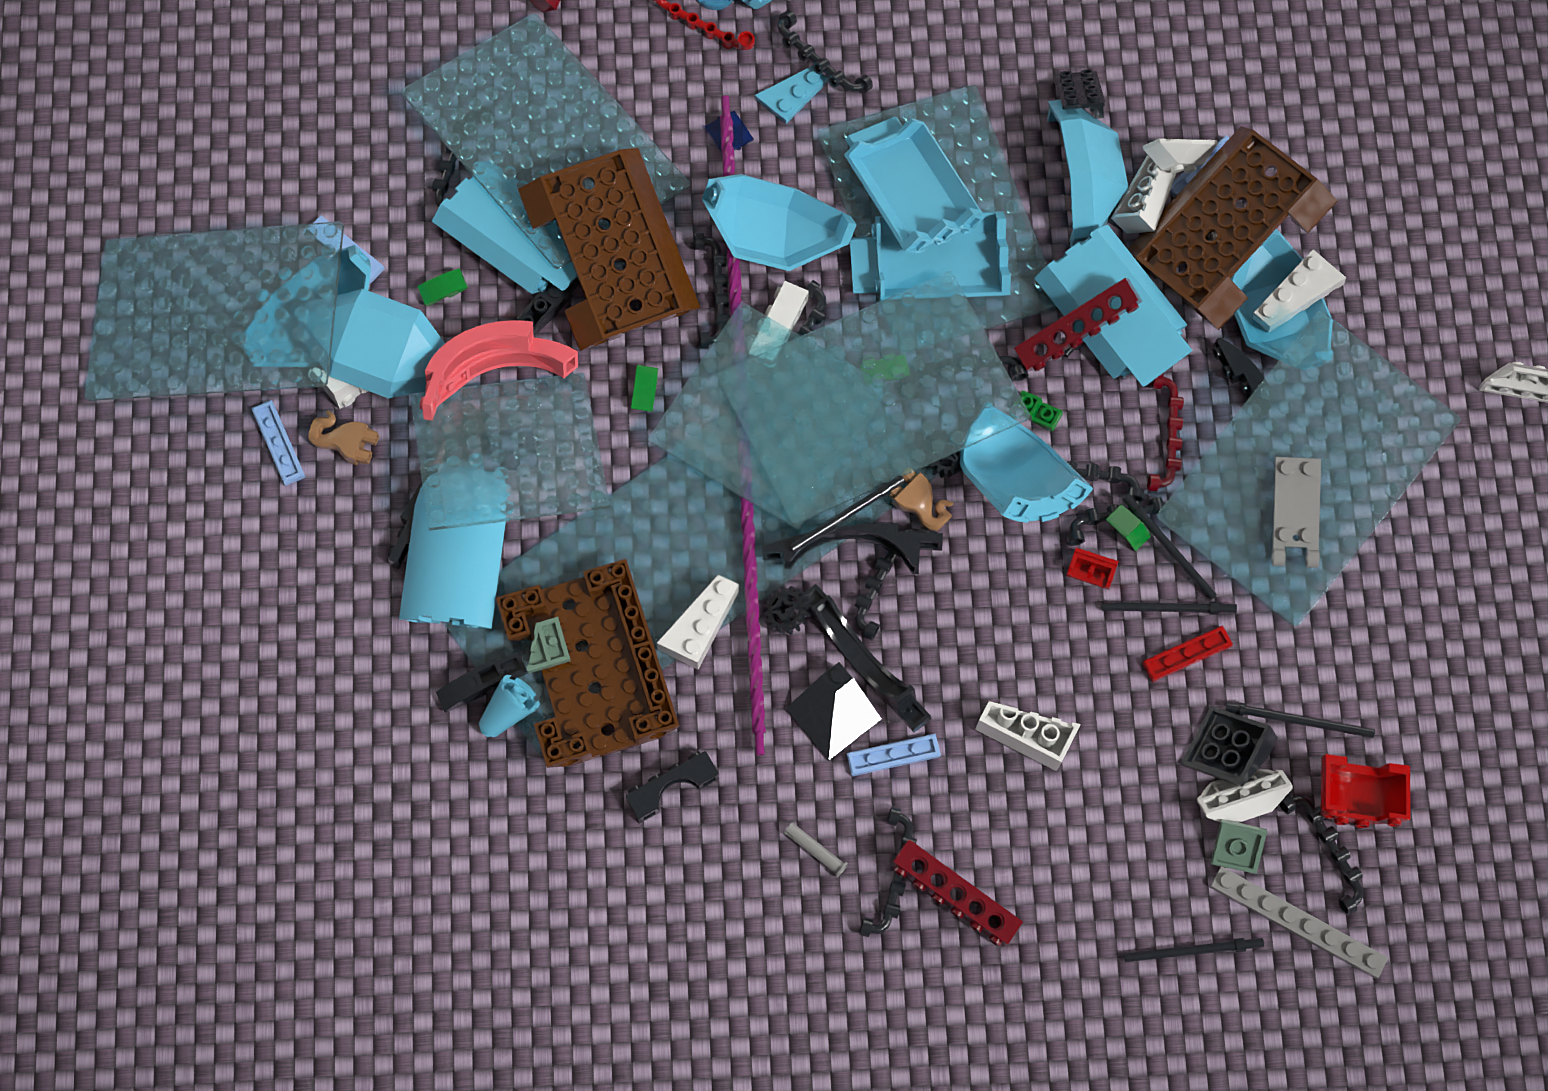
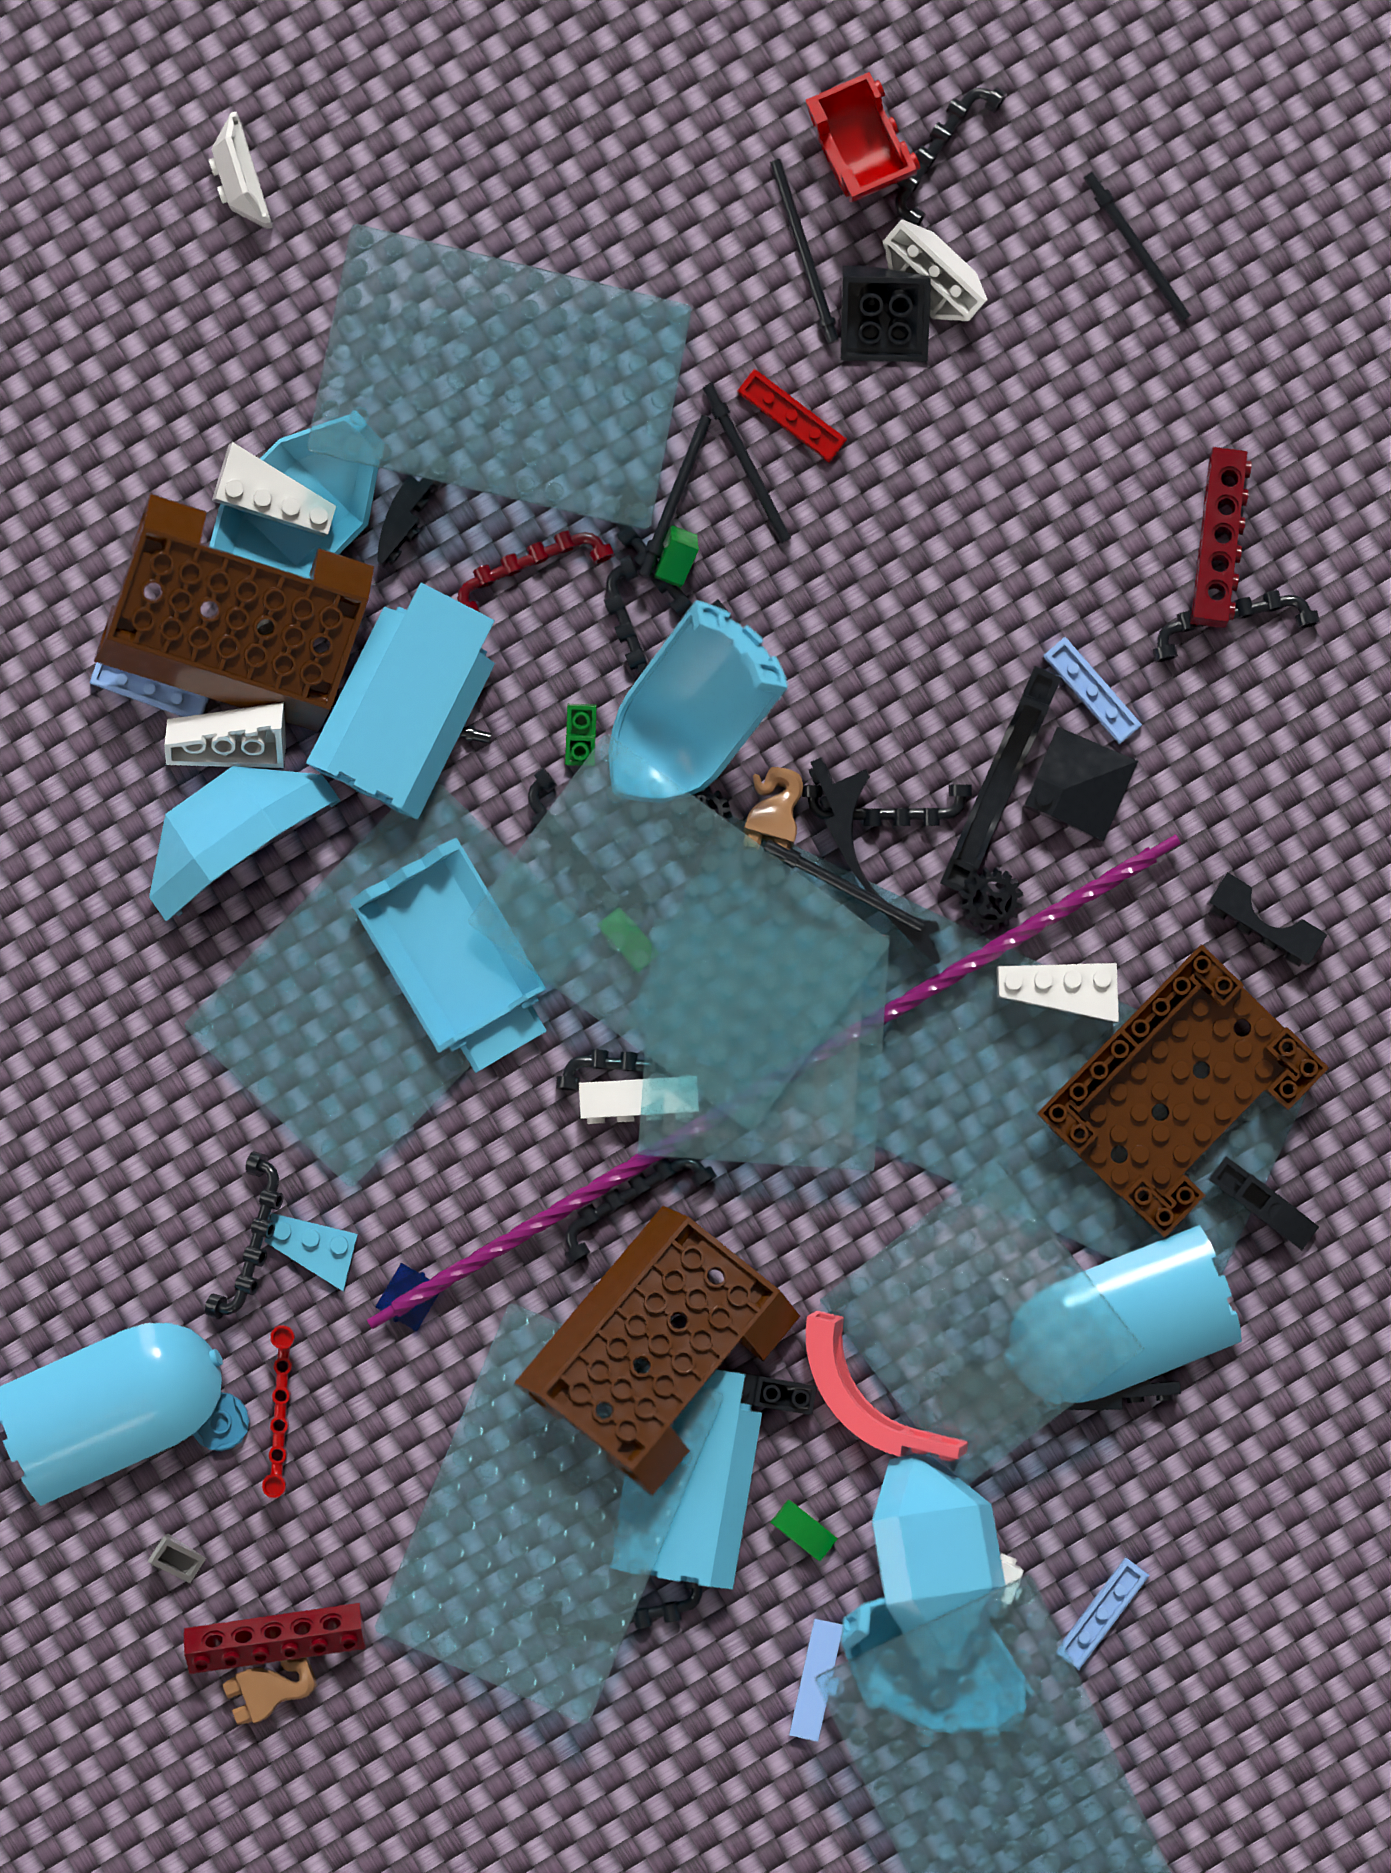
camera: 115 degrees left, 15 degrees up
(346, 439) = (1058, 1532): medium nougat hips -> none
(471, 344) = (875, 1445): coral arch -> none
(508, 705) = (1278, 1152): medium azure cone -> none
(548, 646) = (1188, 1145): sand green wing -> none
(644, 388) = (803, 1214): green slope -> none
(774, 221) = (512, 1168): medium azure panel -> none
(815, 849) = (1249, 720): light grey pin -> none
(912, 183) = (373, 1031): medium azure panel -> none
(1028, 349) = (400, 696): dark red brick -> none
(1028, 733) = (988, 538): white wedge -> none
(1081, 91) = (135, 887): black bracket -> none
(1092, 568) = (748, 573): red hinge -> none
(1179, 154) = (158, 719): white wedge -> none
(1238, 846) = (995, 250): sand green plate -> none
(1296, 508) = (561, 367): light grey hinge -> none
(1299, 922) = (1043, 146): light grey plate -> none

